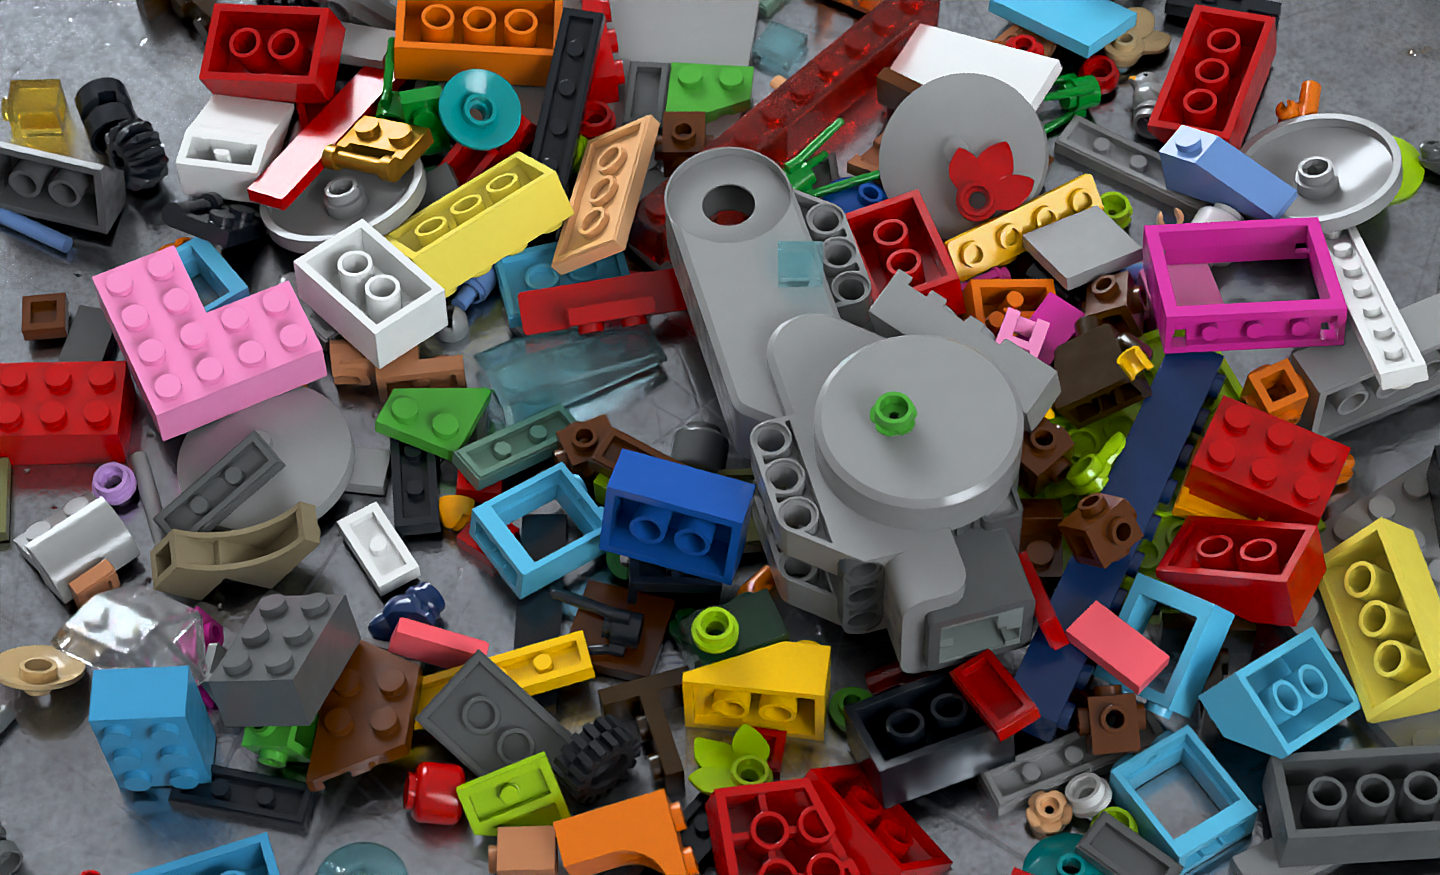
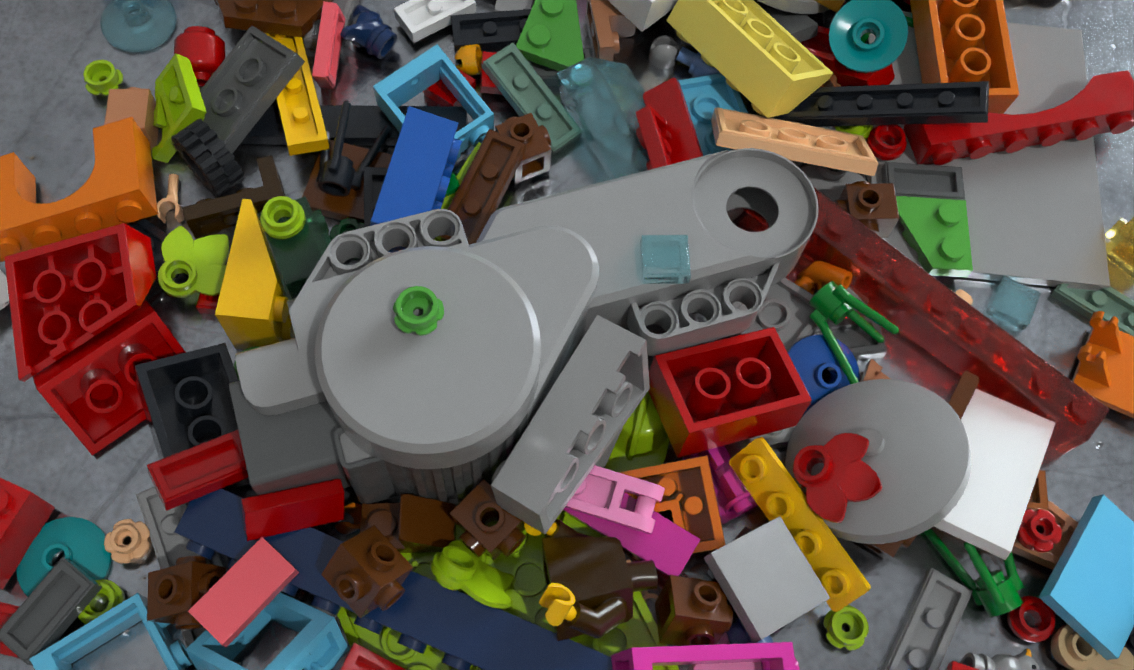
camera: 80 degrees right, 10 degrees up
(1088, 794) = (132, 568): white plate -> none

